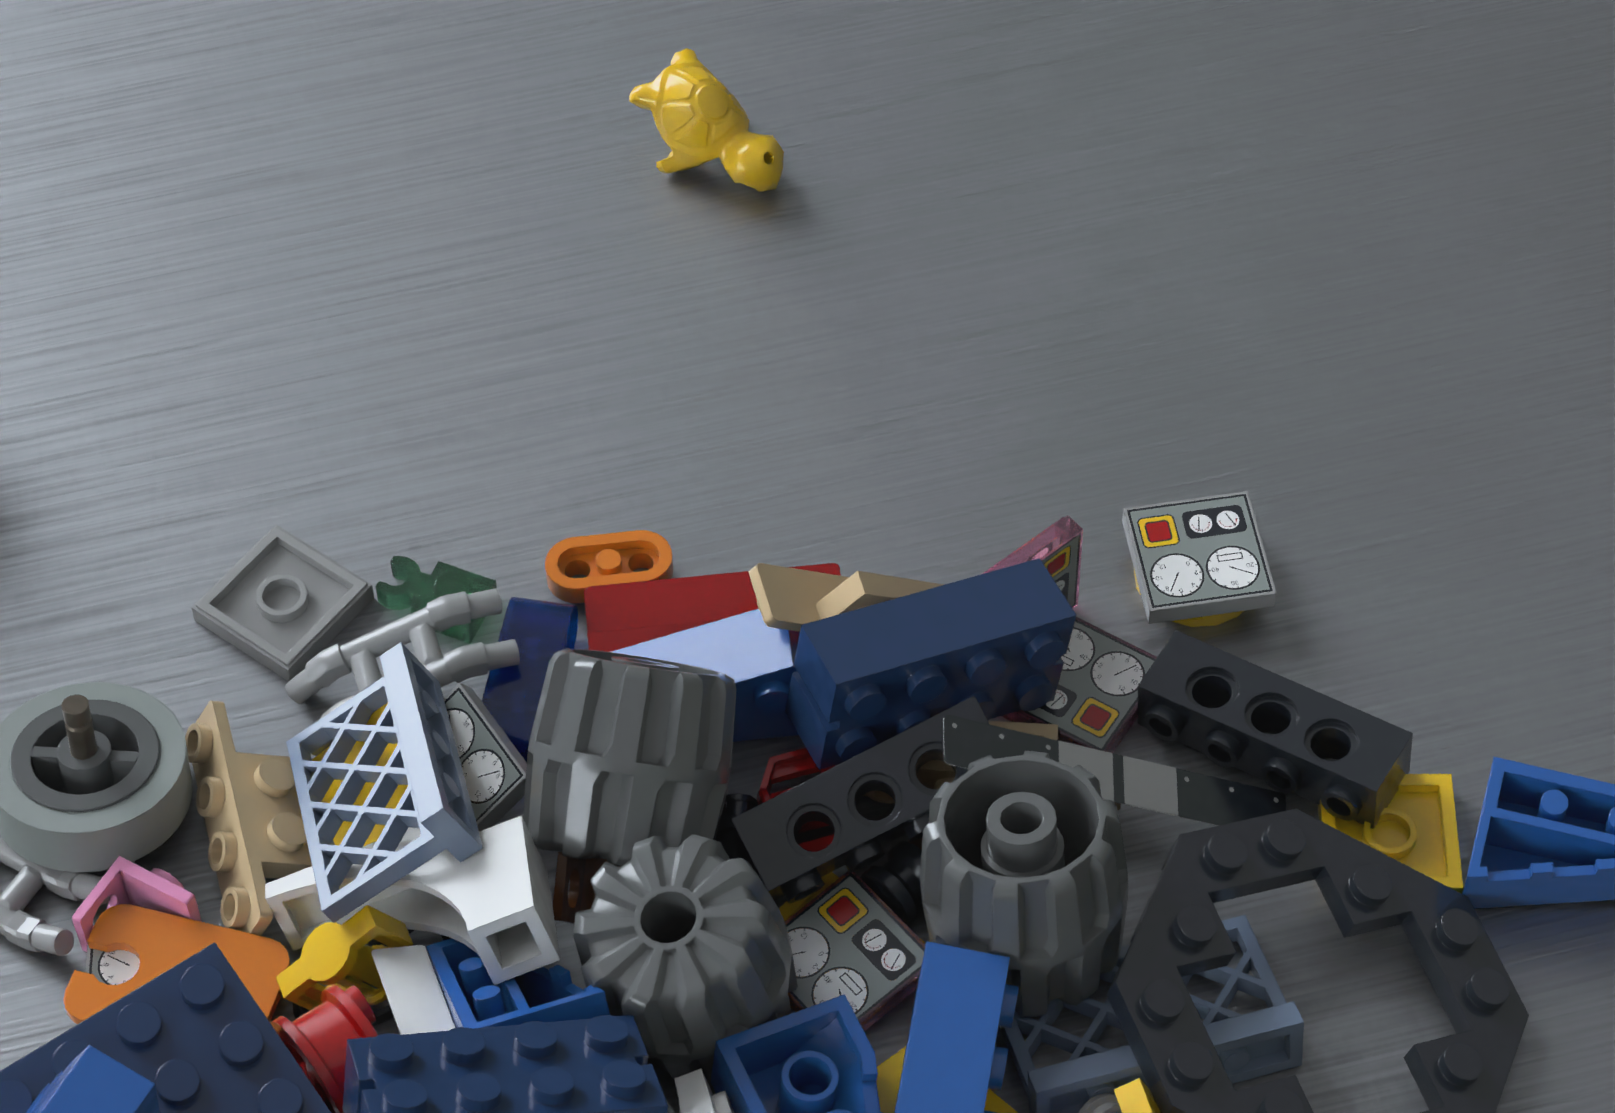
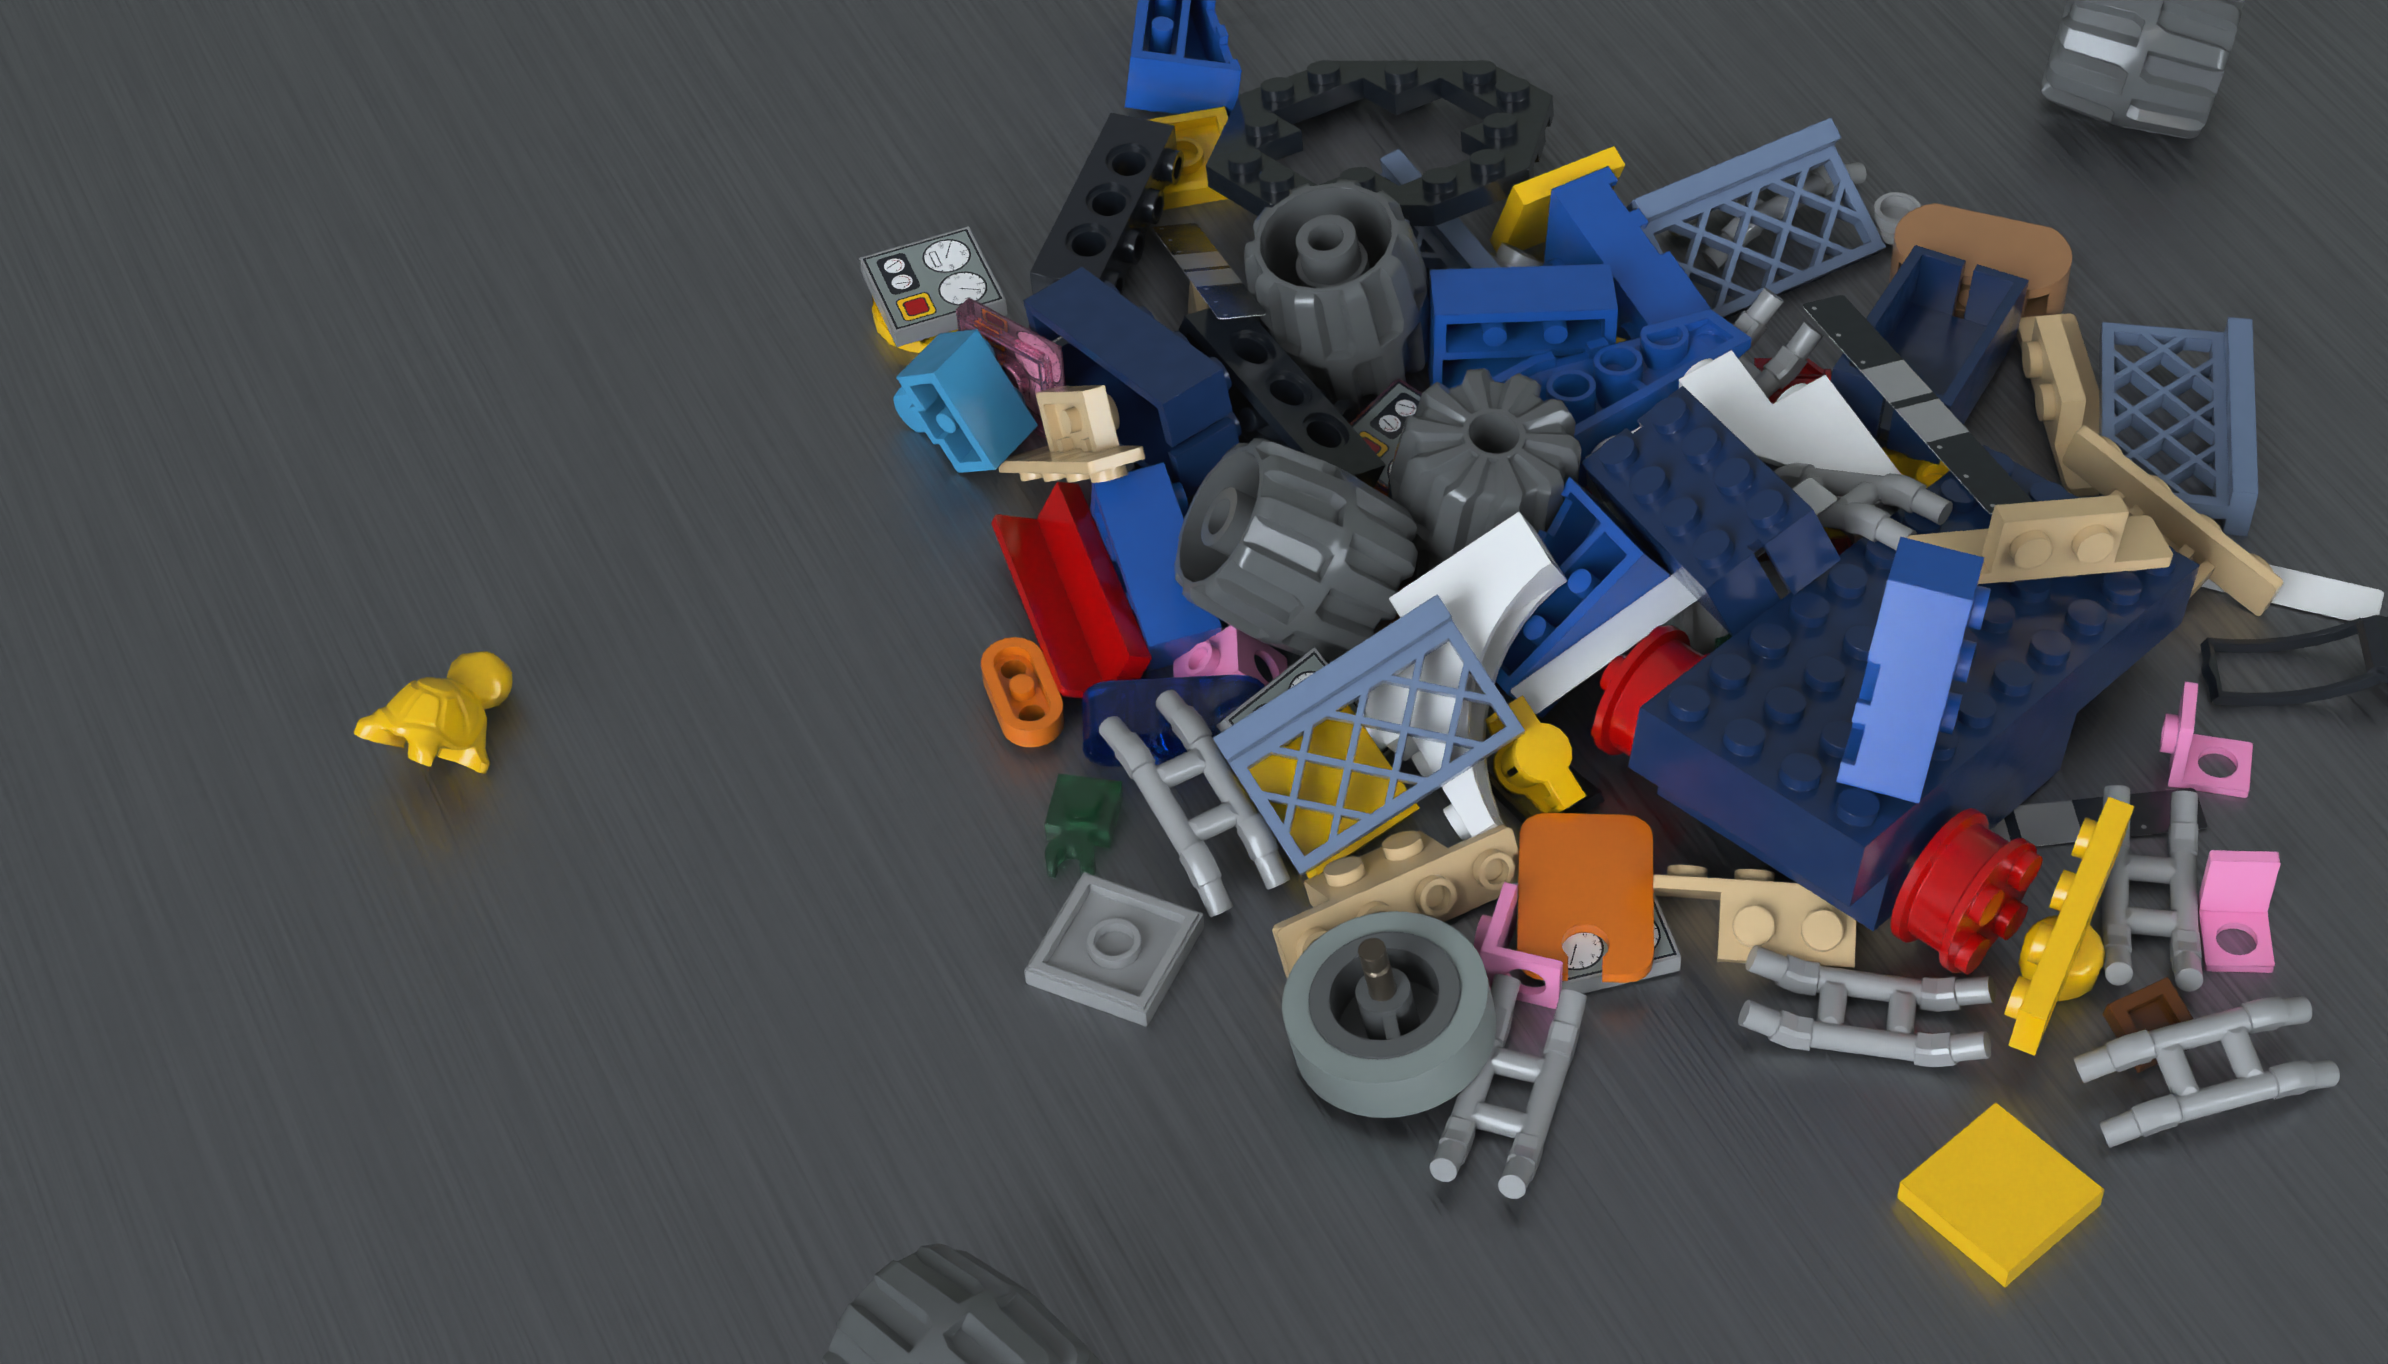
camera: 100 degrees left, 5 degrees down
(982, 525) = (963, 401): none -> dark azure brick

